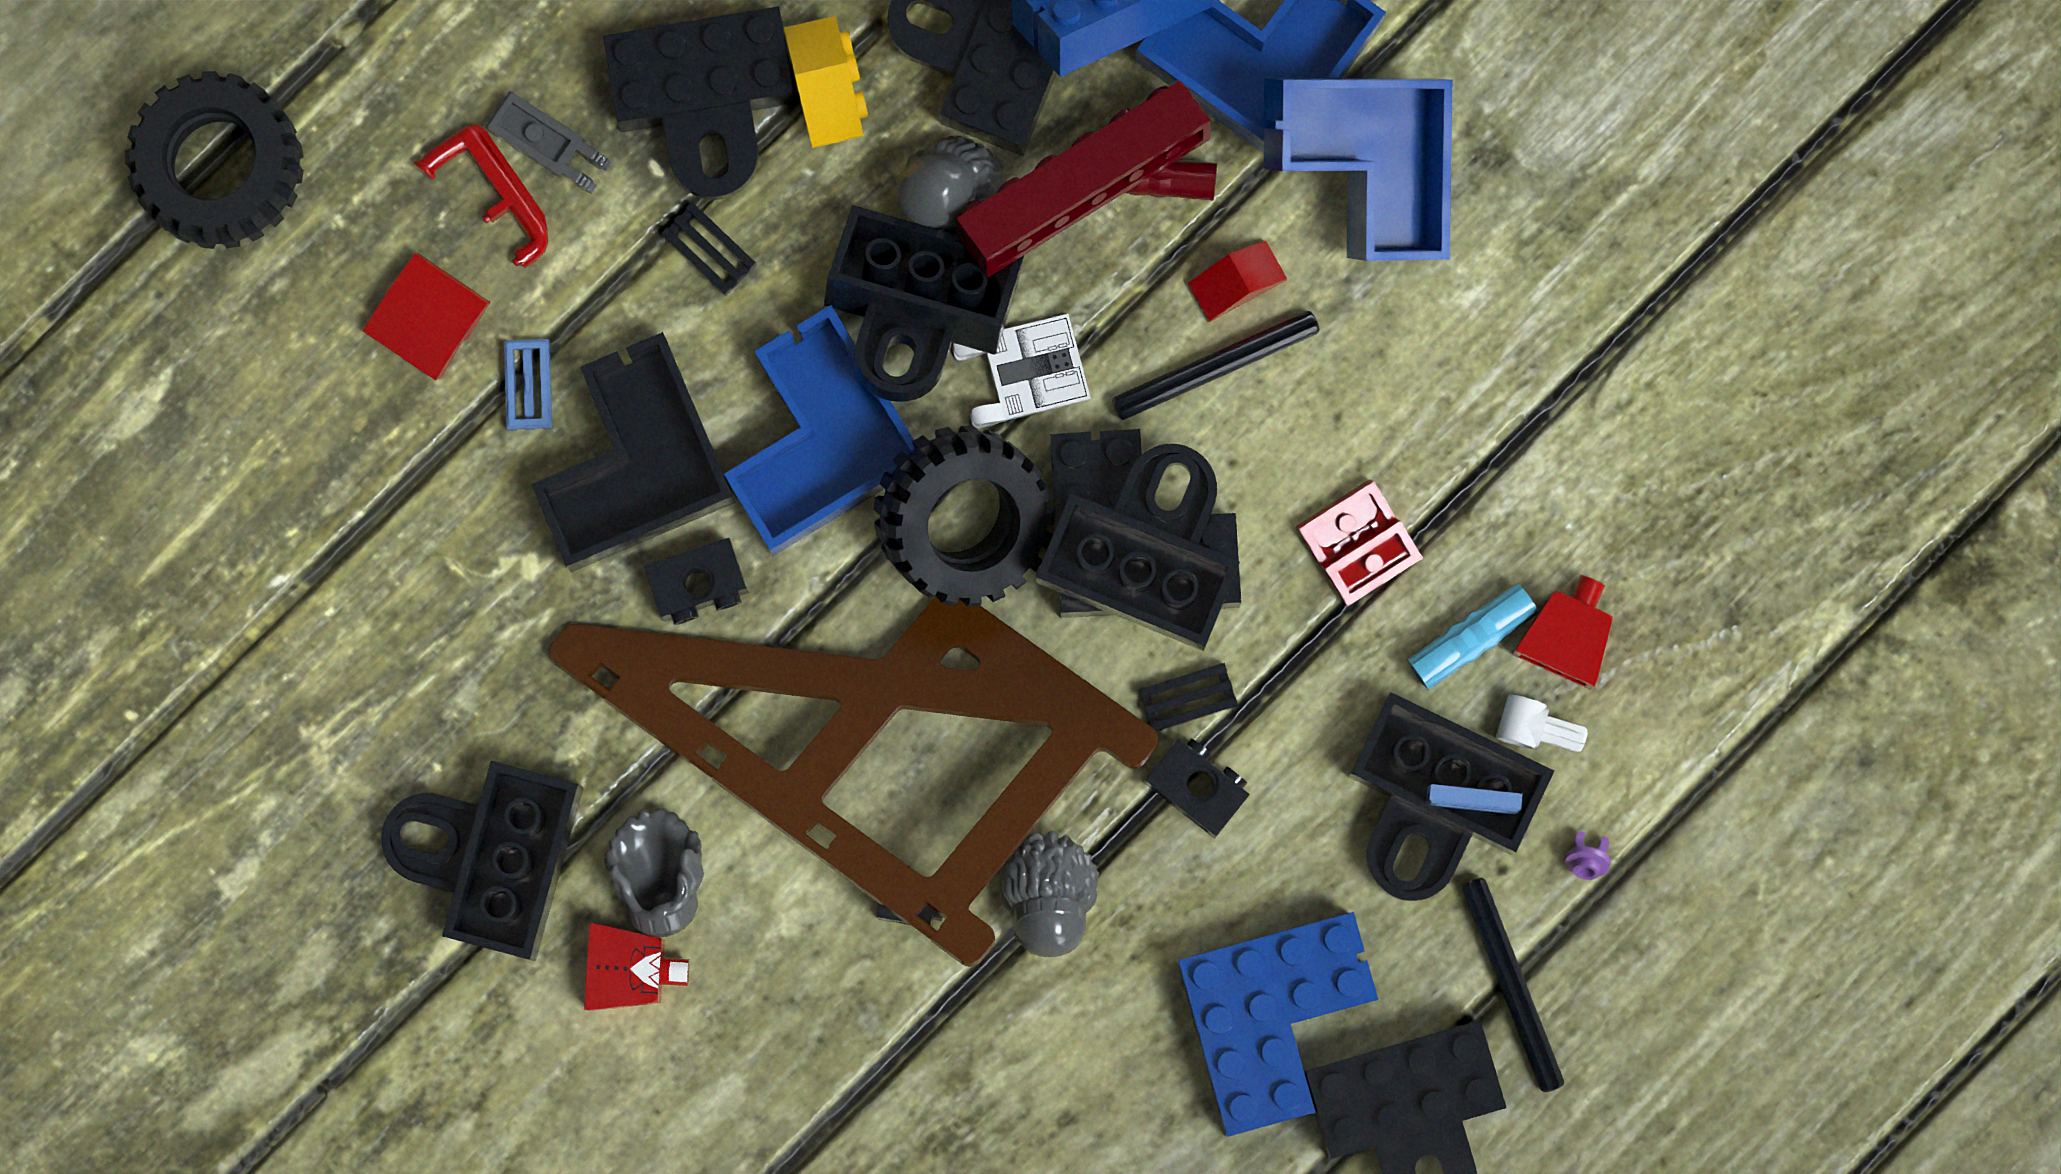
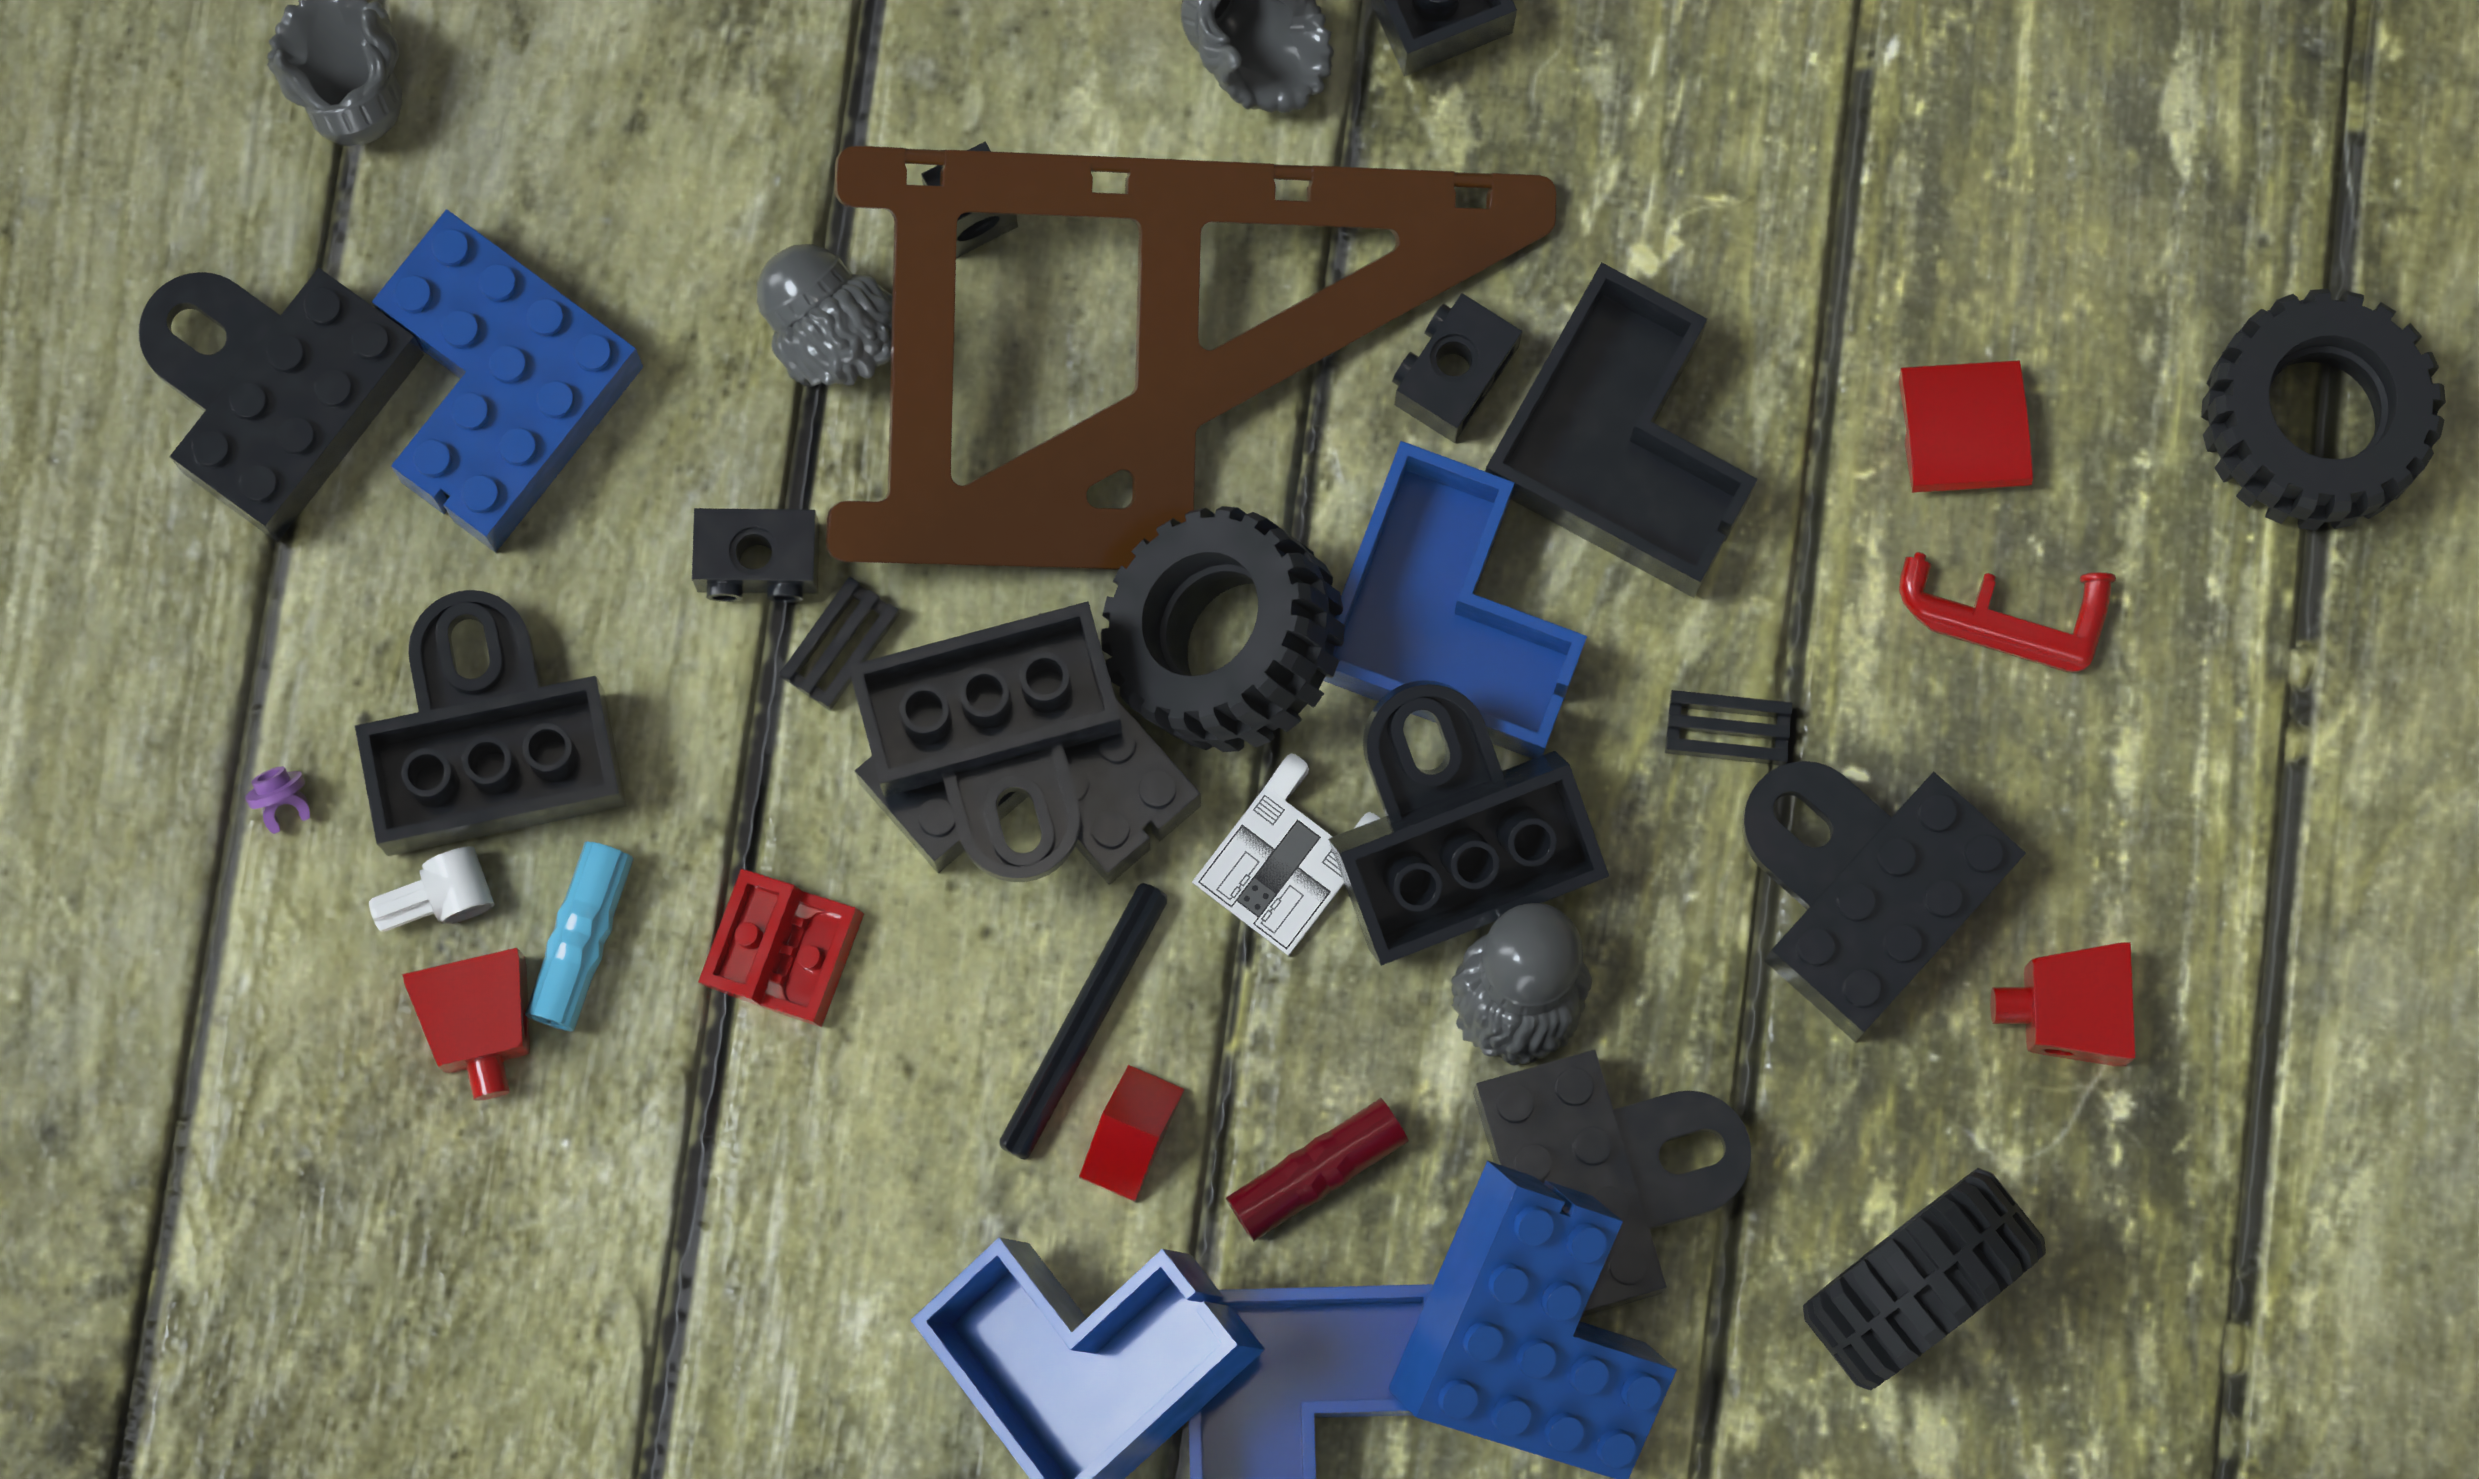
camera: 140 degrees right, 5 degrees down
(529, 422) = (1784, 456): medium blue tile -> none
(544, 140) = (1997, 706): dark grey hinge -> none
(824, 78) = (1750, 995): yellow brick -> none
(1083, 177) = (1382, 1095): dark red brick -> none
(1473, 799) = (439, 738): medium blue tile -> none
(1513, 985) = (263, 604): black axle -> none

